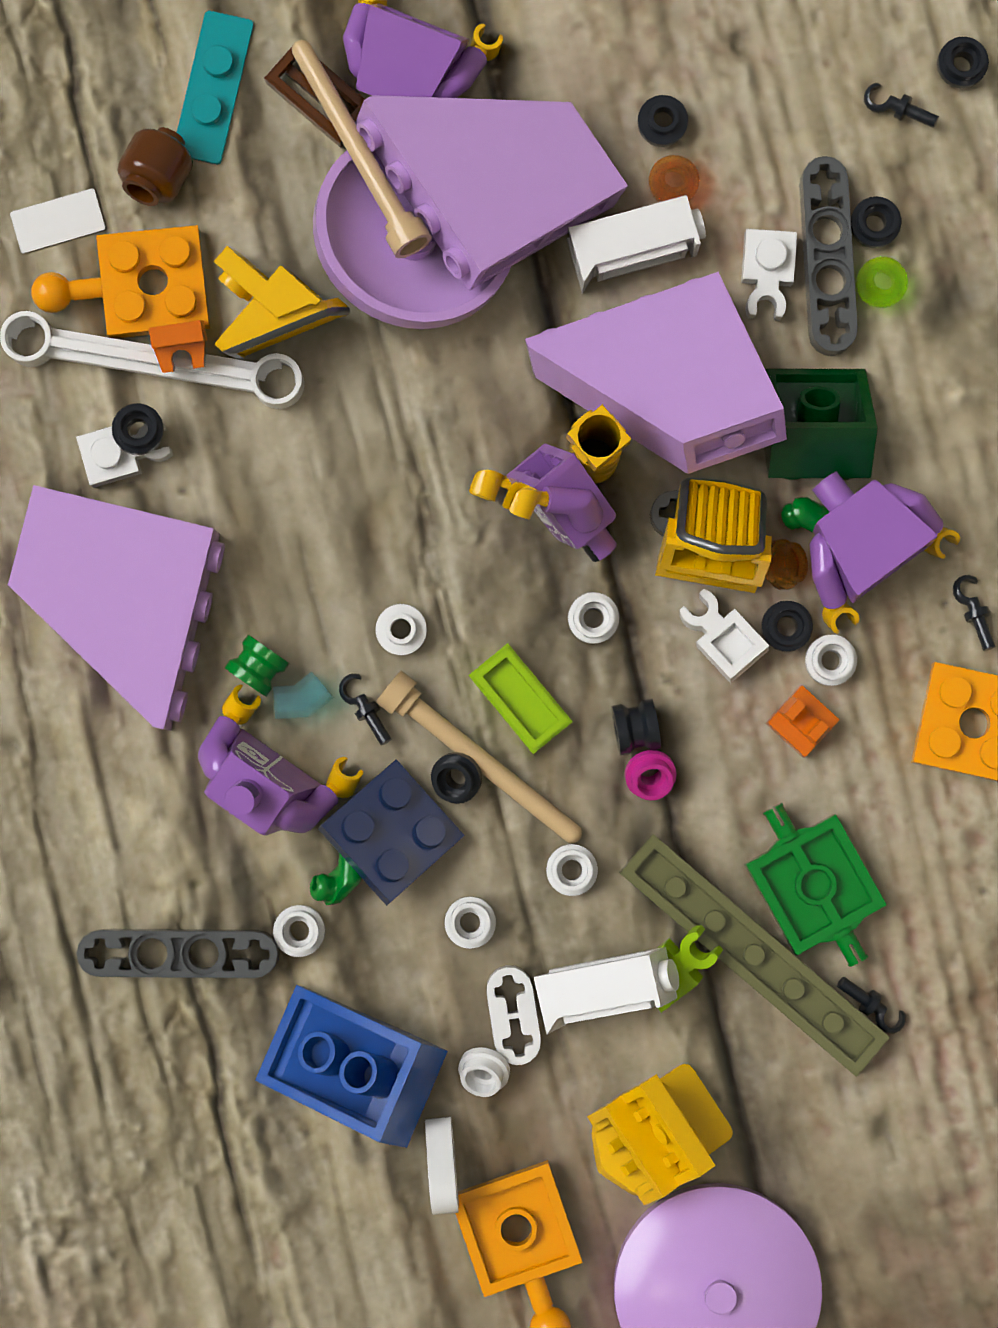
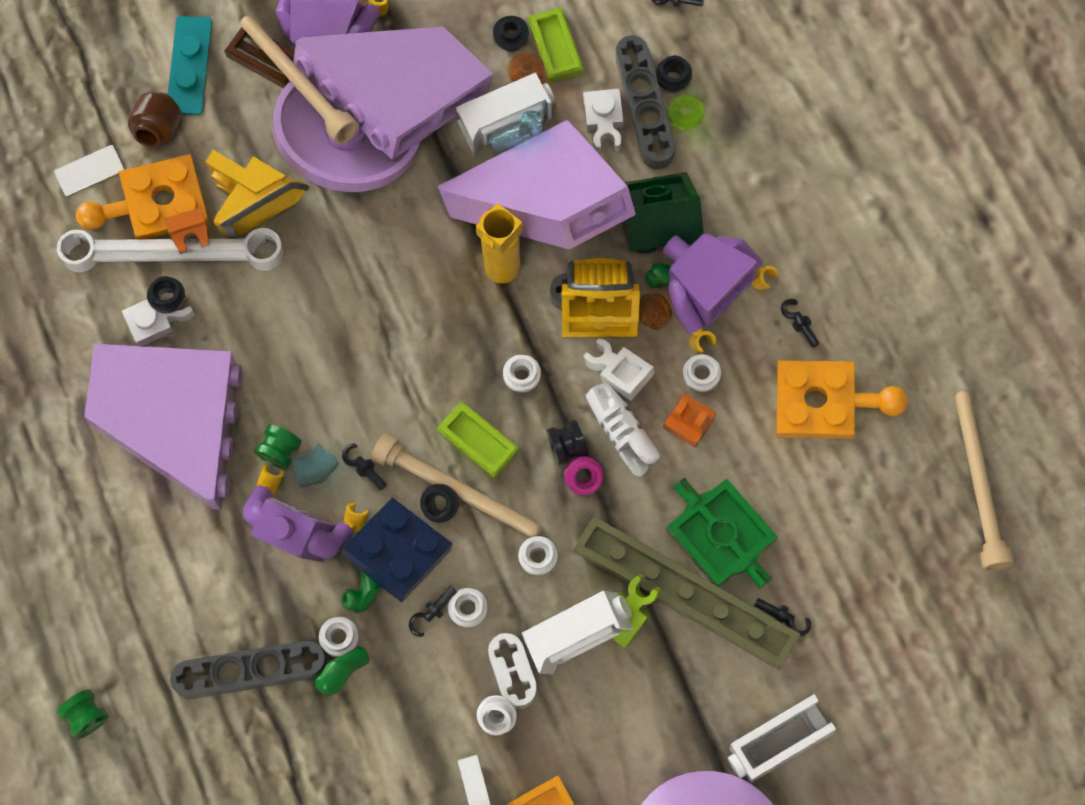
camera: 10 degrees left, 15 degrees down
(287, 983) = (339, 670): none -> green arm
(351, 1067) = (395, 729): blue slope -> none
(412, 641) = (384, 415): white plate -> none
(425, 917) = (433, 610): none -> black hand
(559, 493) = (479, 285): medium lavender torso -> none
(647, 285) = (516, 135): none -> clear light blue arm
(658, 1134) = (636, 736): yellow piece -> none
(713, 721) = (623, 428): none -> white hinge
(720, 148) = (555, 45): none -> lime tile
(802, 621) = (669, 345): black plate -> none
(837, 1169) = (779, 740): none -> white window

